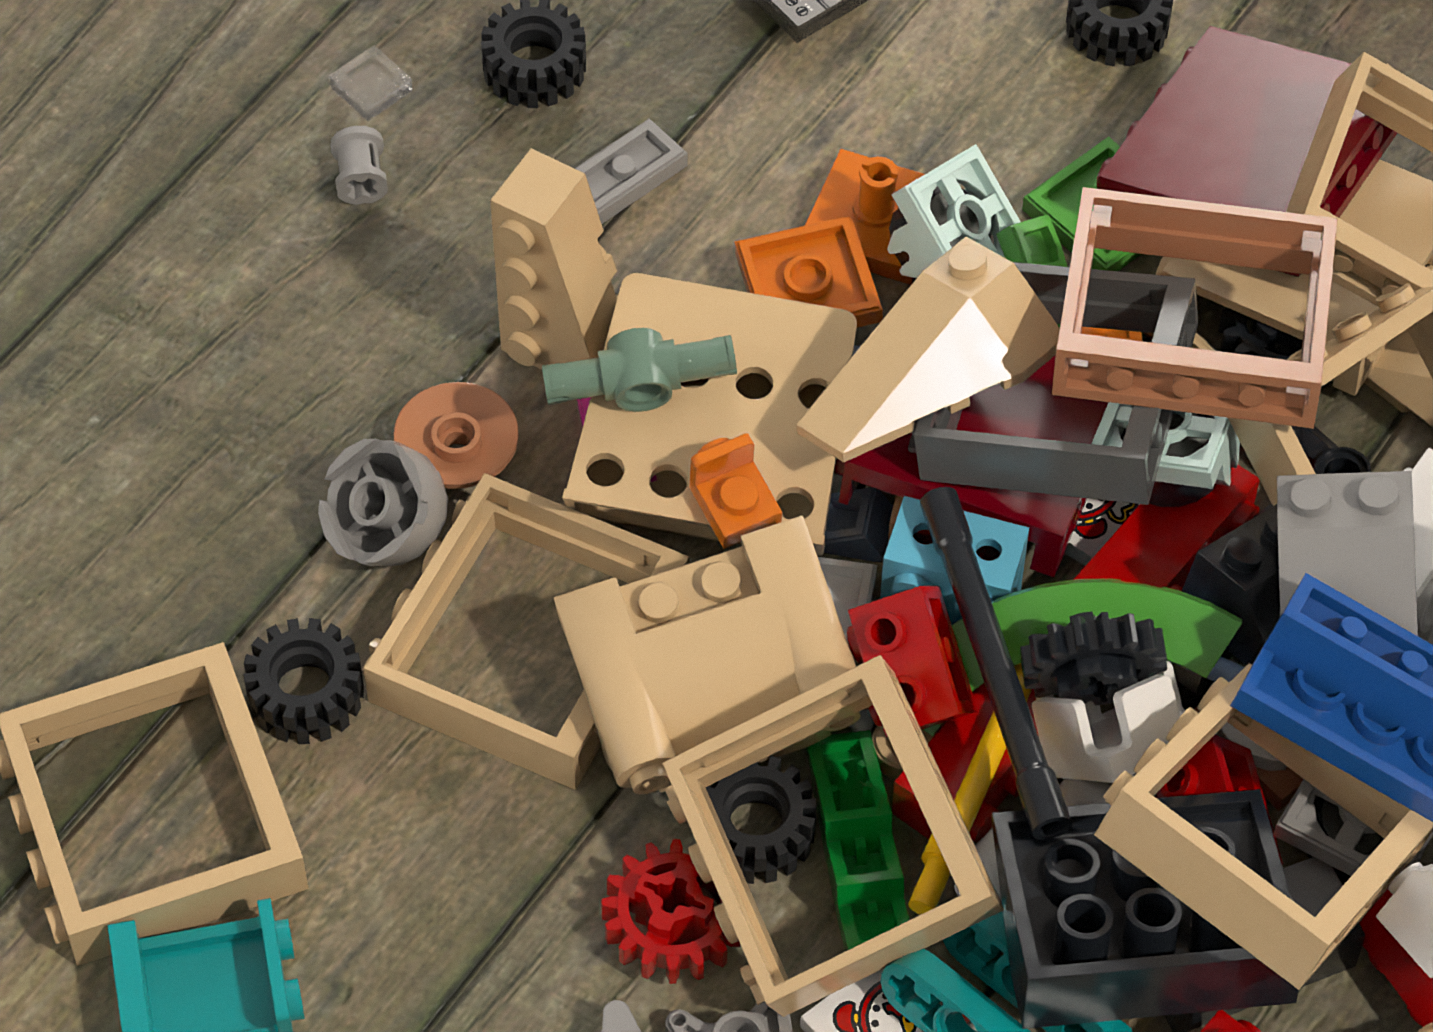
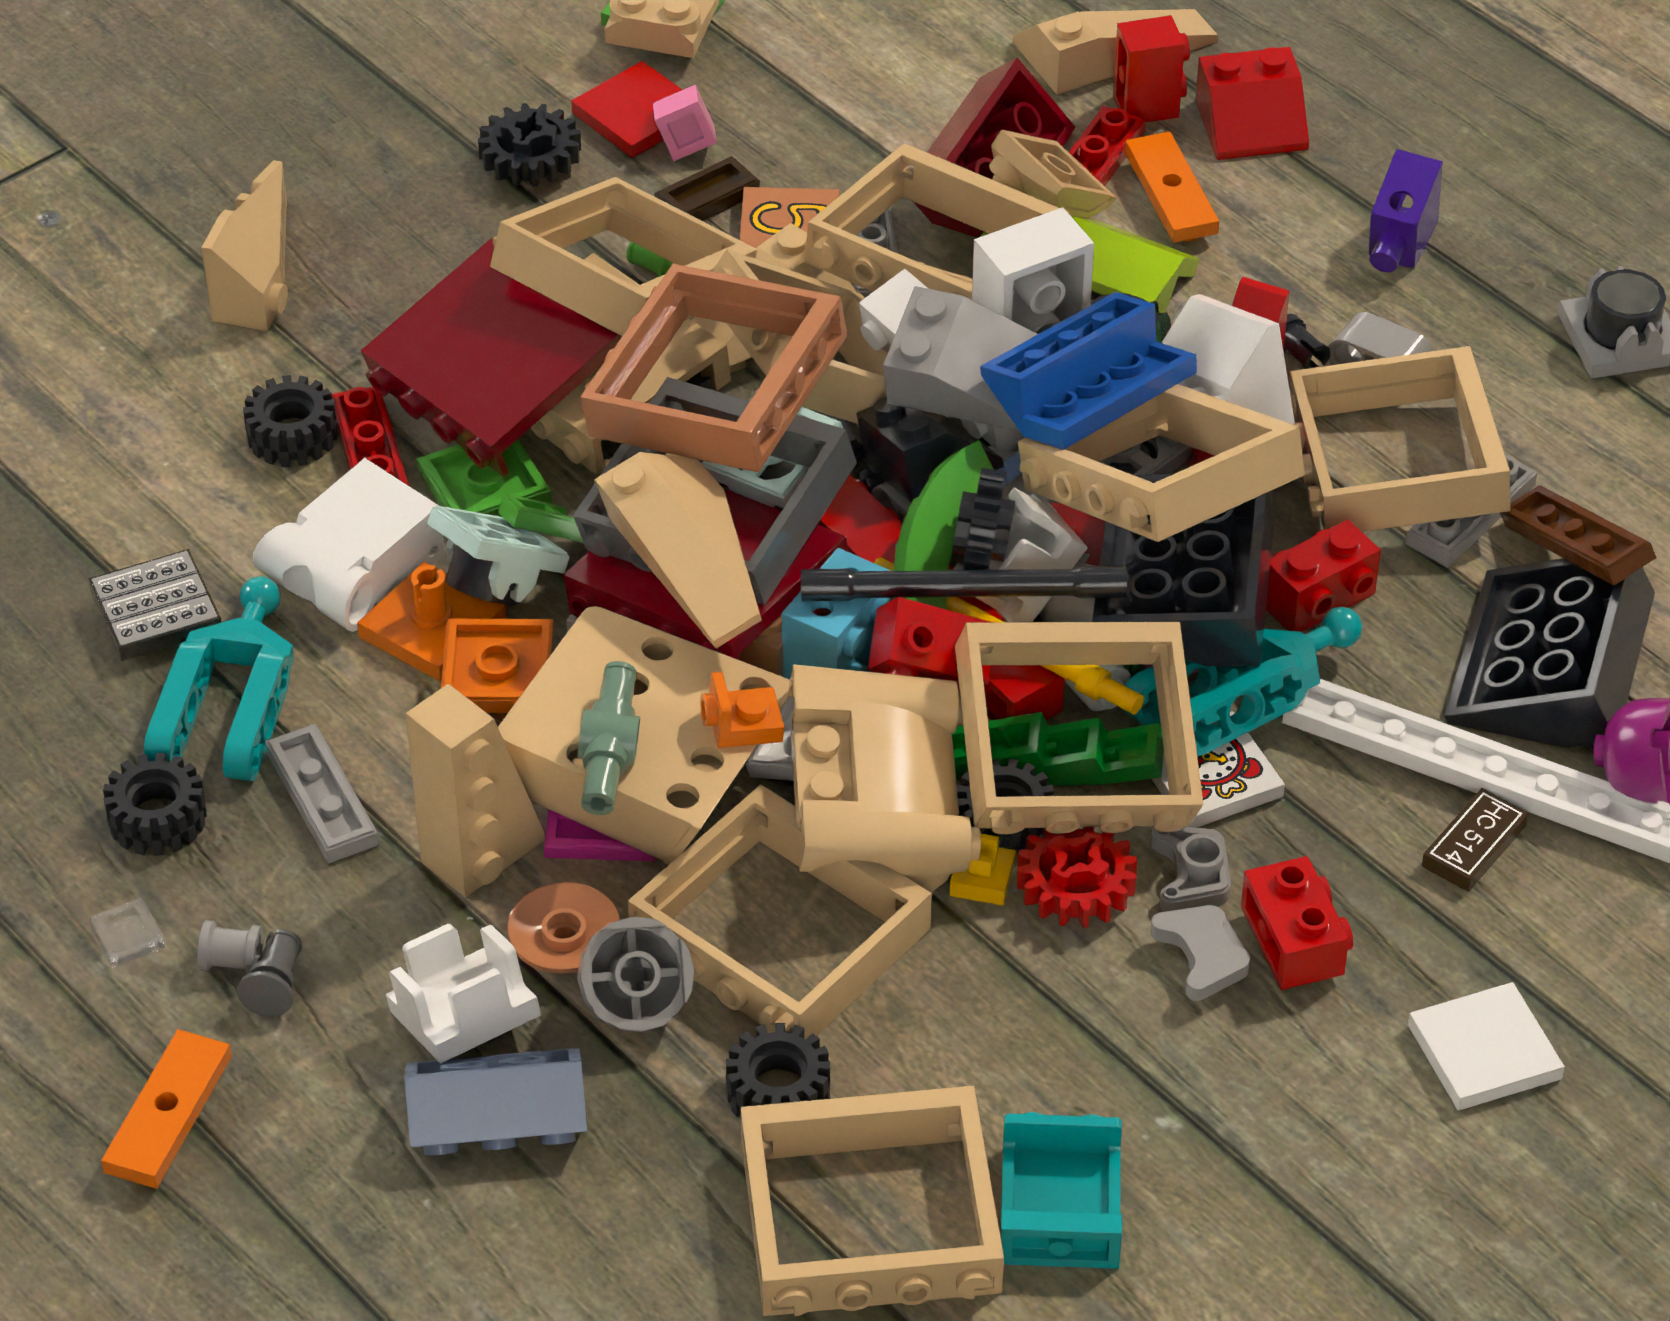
camera: 75 degrees left, 10 degrees down
(145, 171) = (166, 1109): none -> orange tile
(217, 431) = (495, 1100): none -> sand blue slope
(331, 367) = (458, 999): none -> white panel
(338, 208) = (270, 981): none -> dark grey pin
(655, 823) = (988, 877): none -> yellow tile
(727, 33) = (233, 642): none -> teal piece
(936, 102) = (352, 544): none -> white piece
(1106, 97) = (367, 430): none -> red tile

